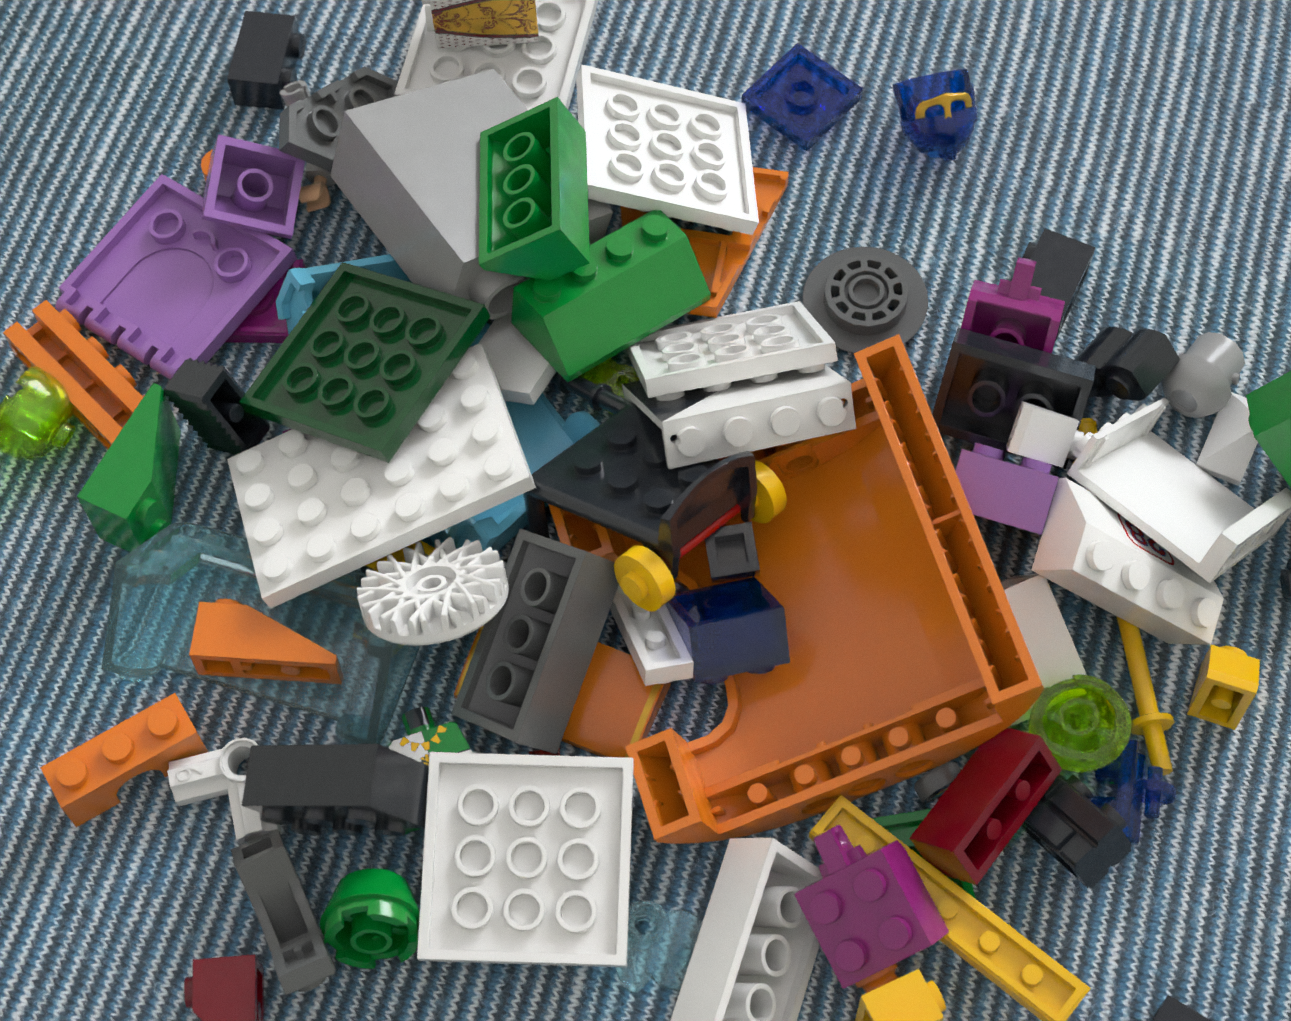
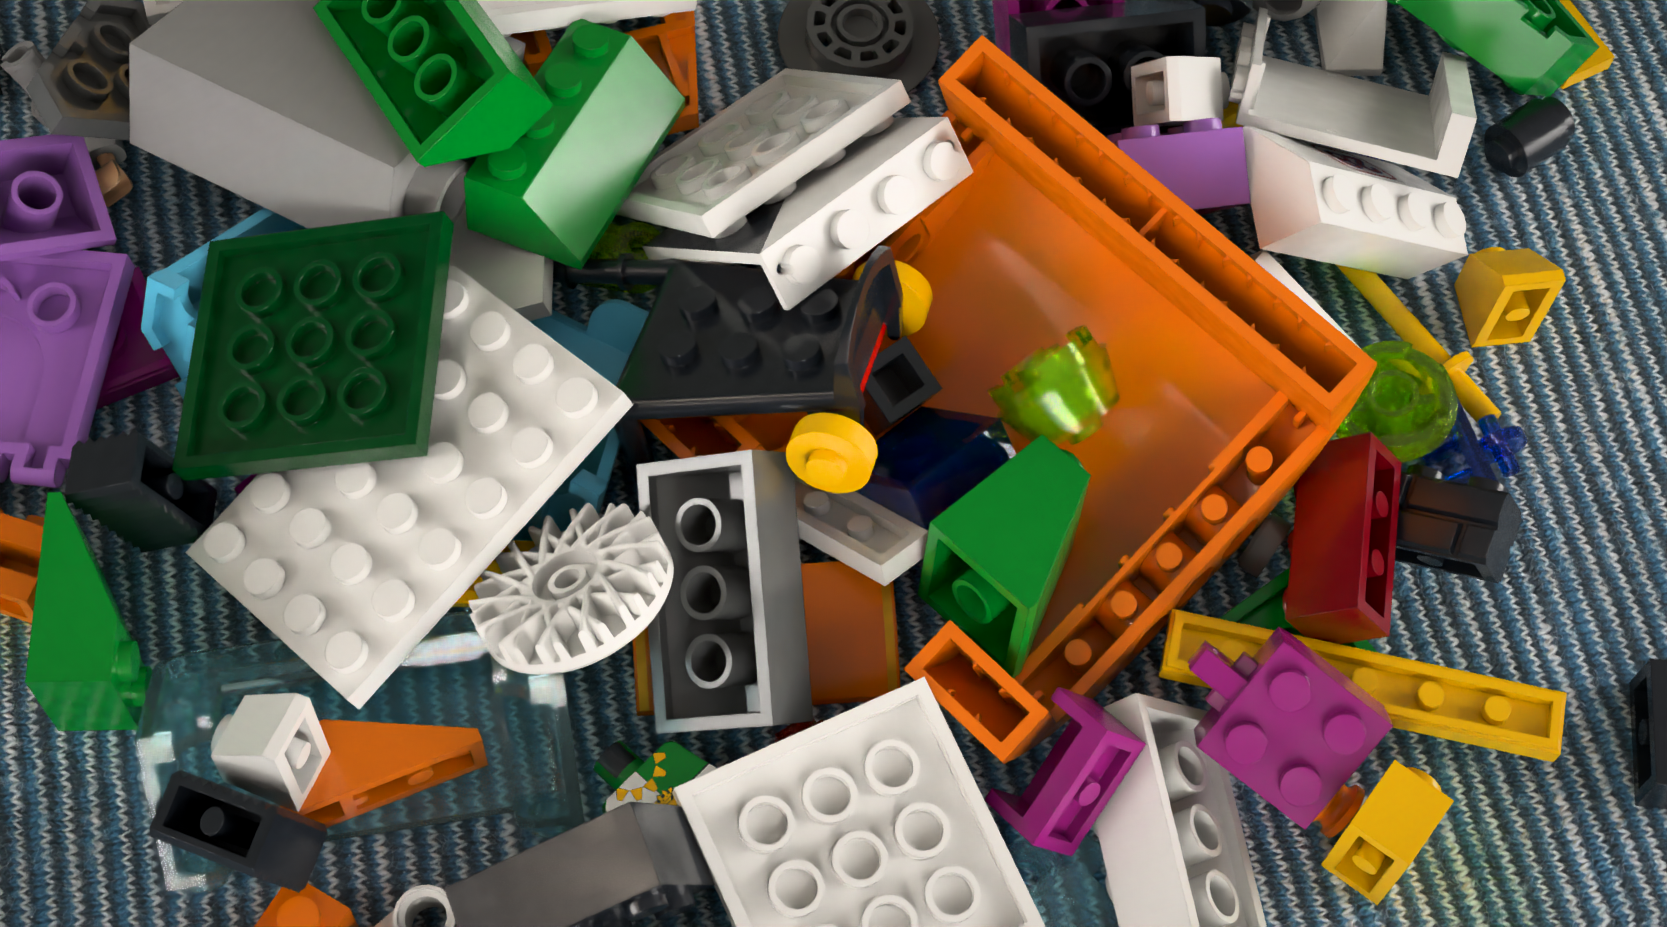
camera: 35 degrees left, 0 degrees up
(152, 650) = (238, 831): none -> black brick
(198, 608) = (271, 747): none -> white slope
(704, 877) = (1073, 779): none -> magenta panel
(743, 700) = (1003, 550): none -> green slope
(833, 608) = (1059, 390): none -> clear neon green cone

